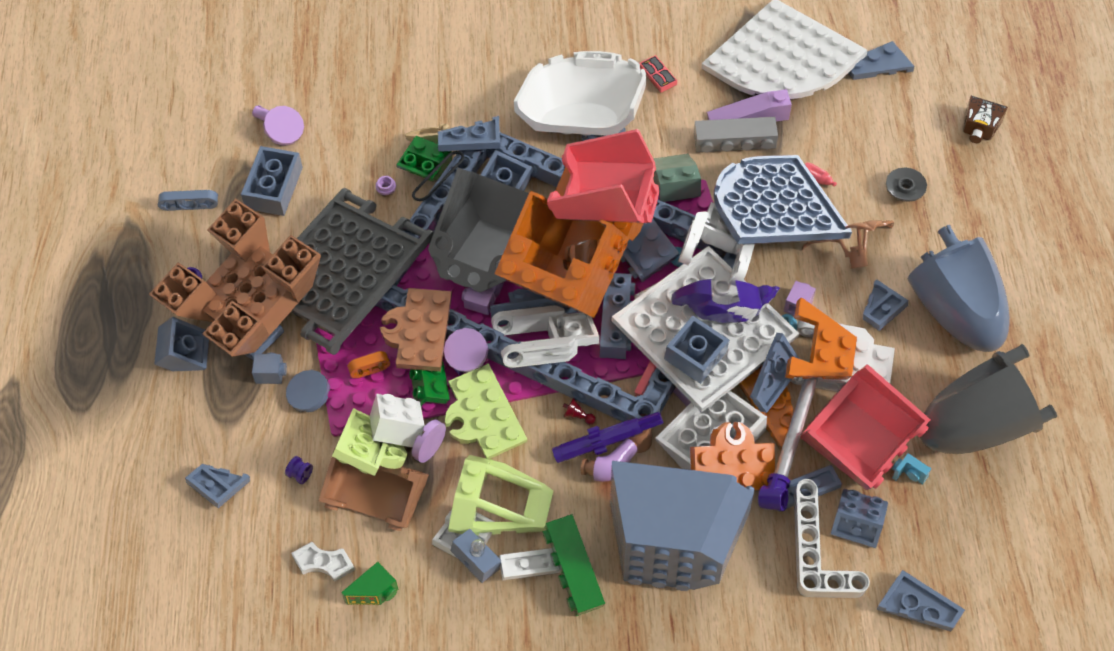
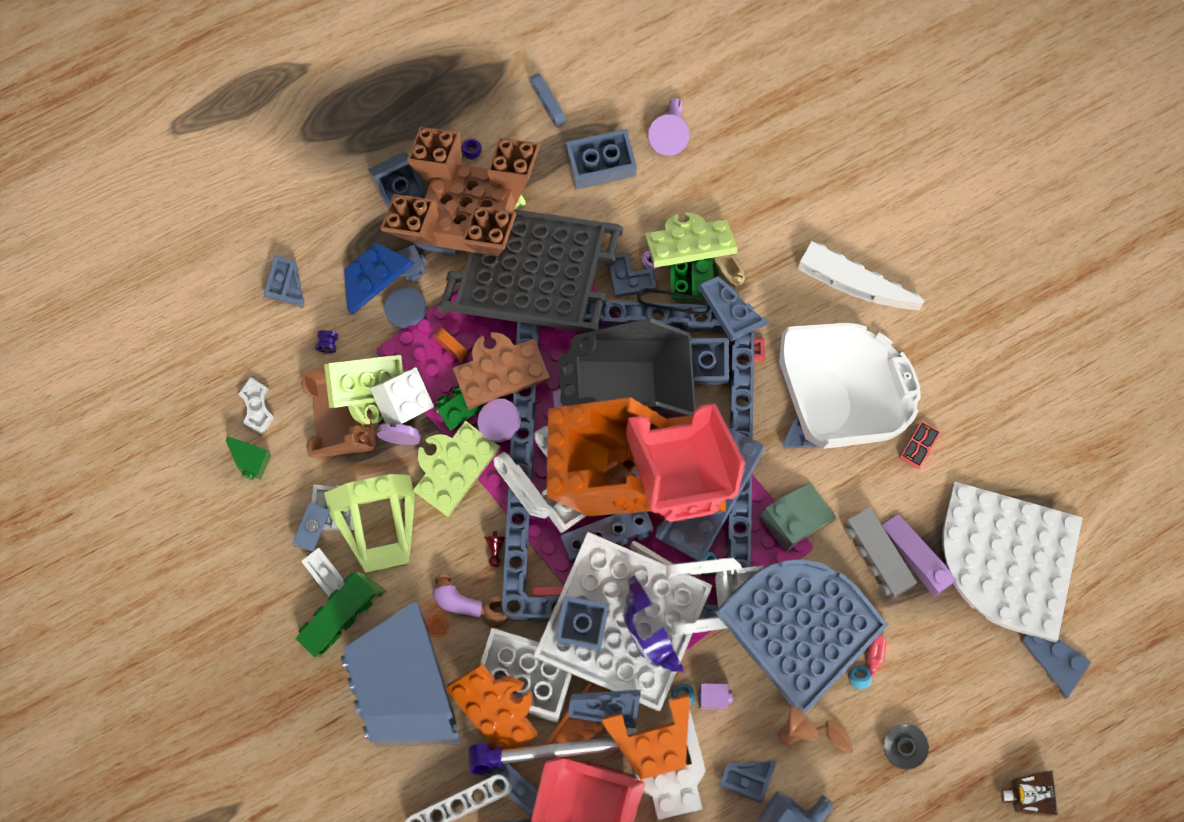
camera: 60 degrees right, 15 degrees up
(259, 401) = (372, 274): none -> blue wing
(388, 148) = (690, 240): none -> yellowish green plate
(396, 208) = (628, 282): none -> sand blue plate
(493, 55) = (855, 279): none -> white slope
(599, 439) = (470, 580): dark purple piece -> none
(836, 196) = (860, 683): none -> medium azure piece

